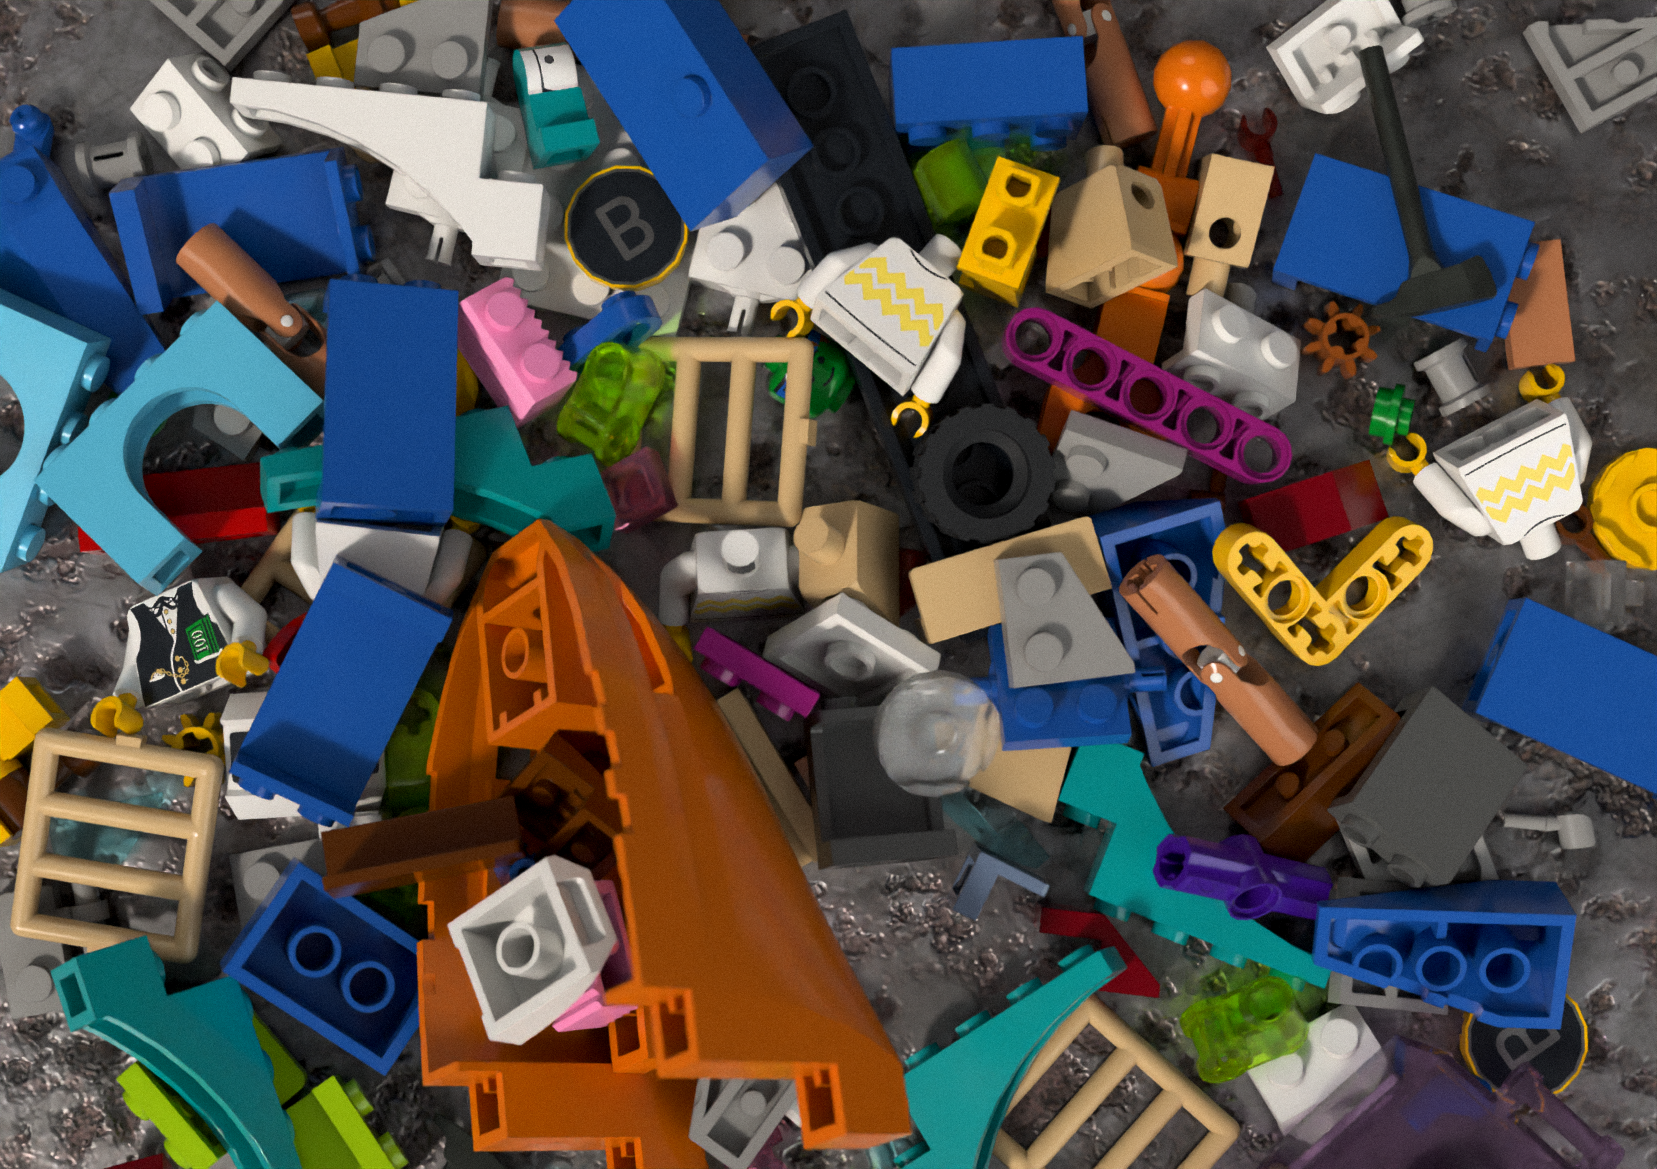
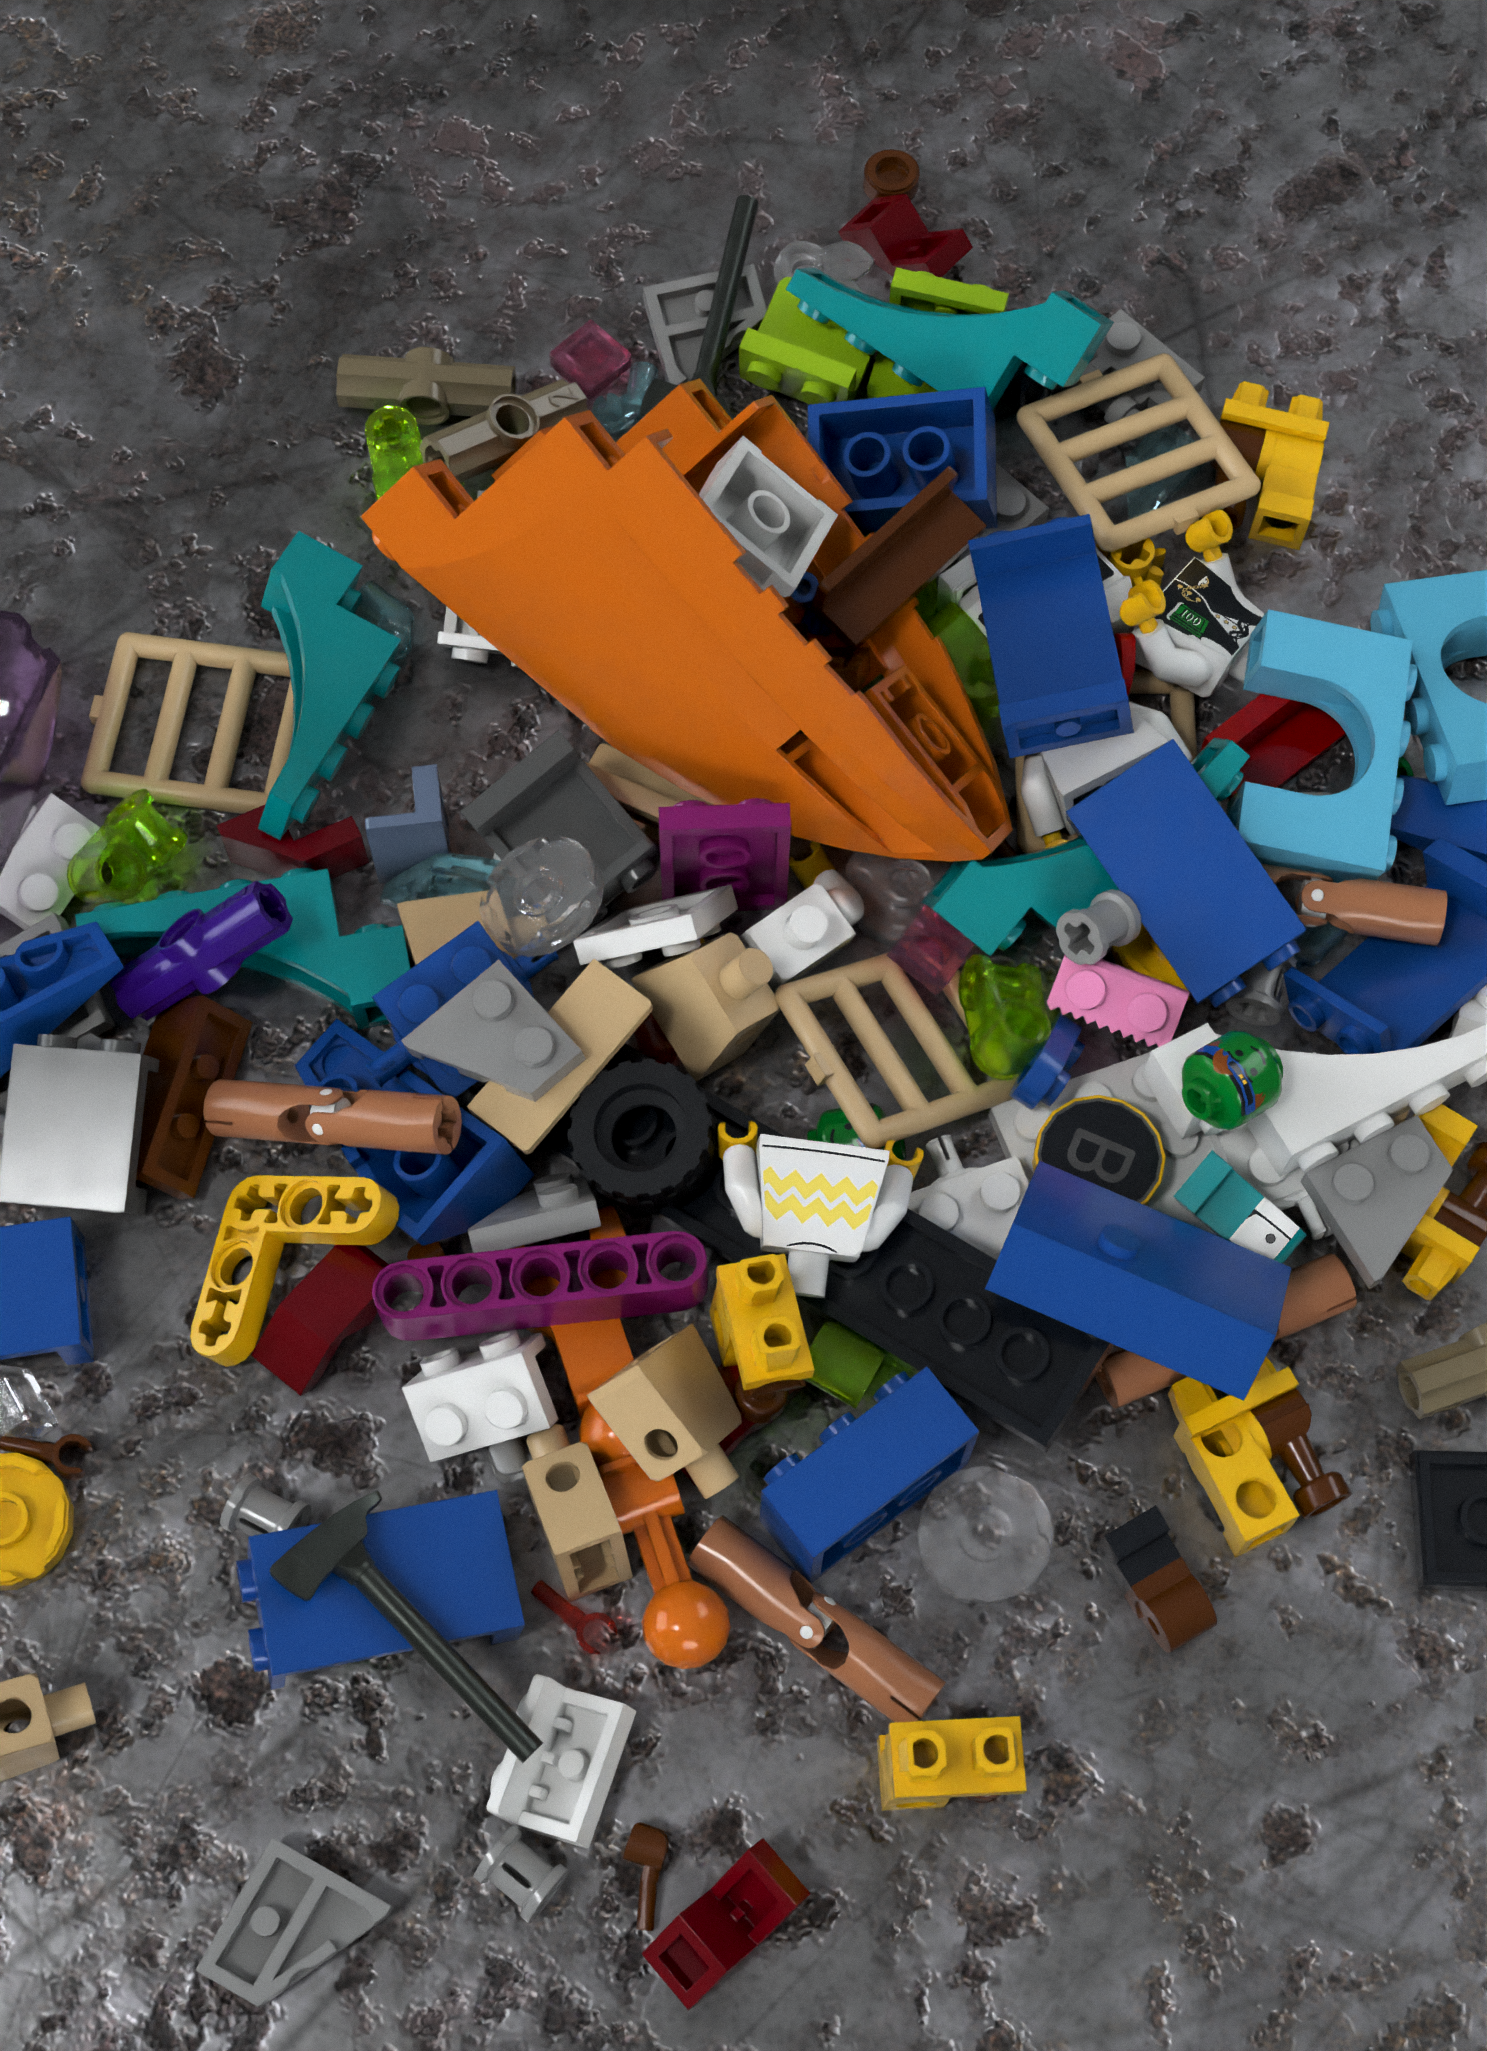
camera: 145 degrees right, 20 degrees down
(495, 400) = (1089, 932): none -> light grey bush
(497, 179) = (1232, 1080): none -> green head
(1343, 324) = (396, 1461): dark orange gear -> none
(1391, 414) = (304, 1445): green plate -> none
(1512, 472) = (157, 1454): white torso -> none
(1542, 321) = (215, 1633): nougat tile -> none

